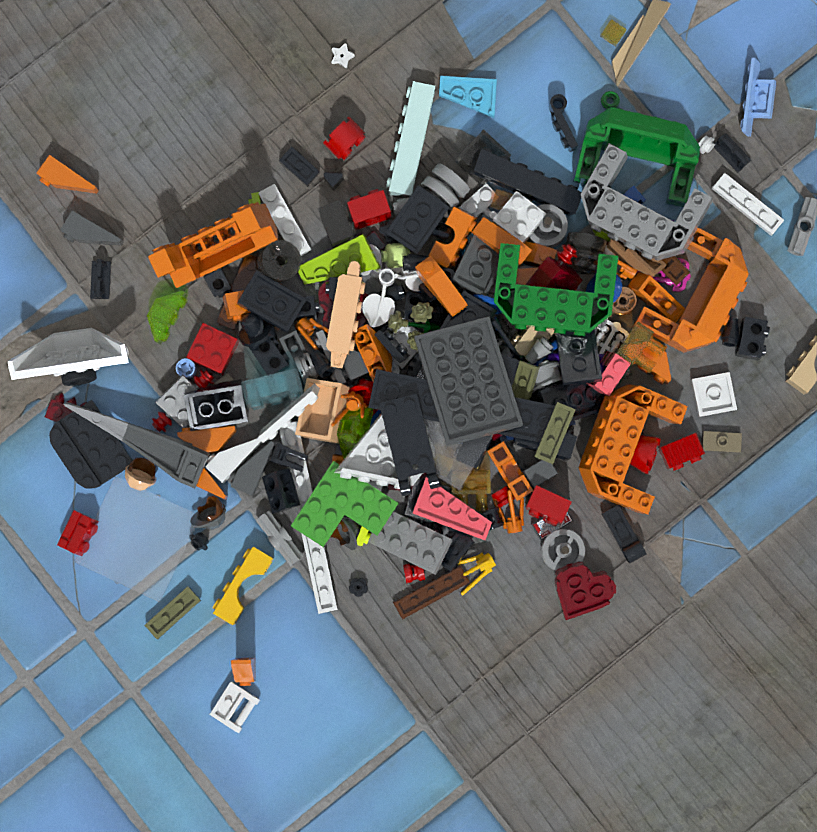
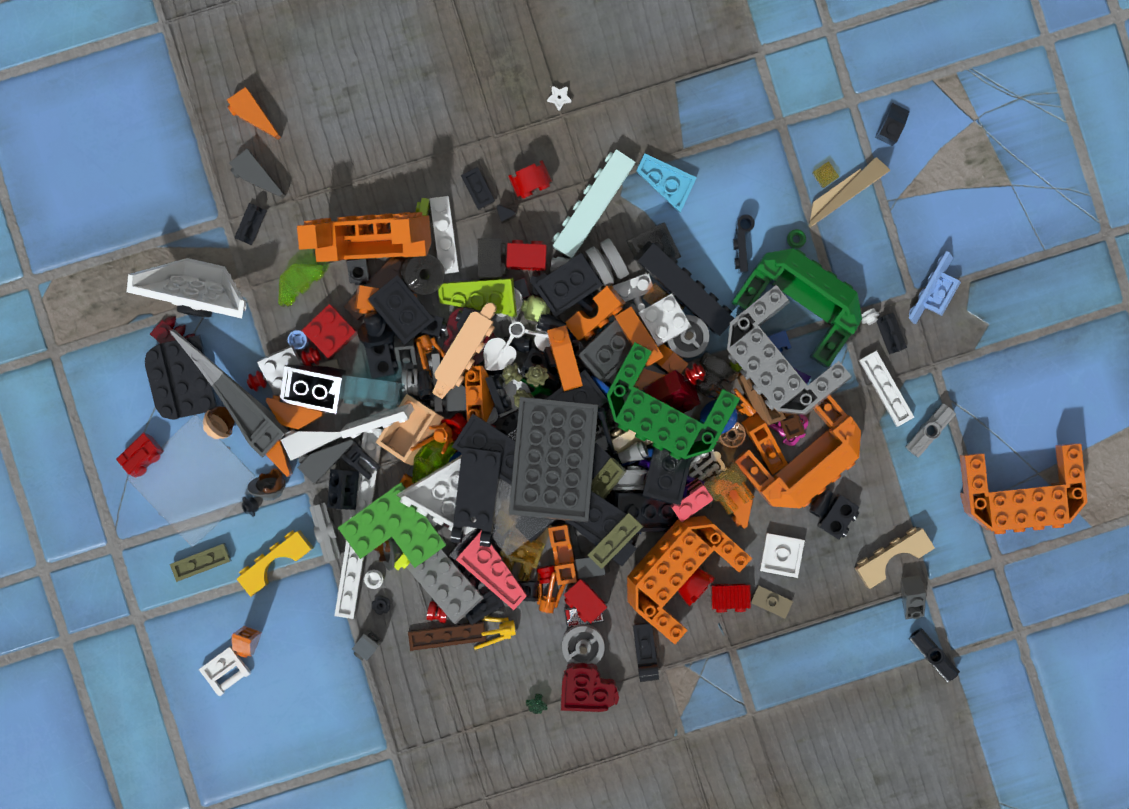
camera: 25 degrees right, 5 degrees up
(341, 565) = (373, 579): none -> white plate
(359, 630) = (367, 645): none -> dark grey slope
(540, 623) = (536, 704): none -> clear green plant

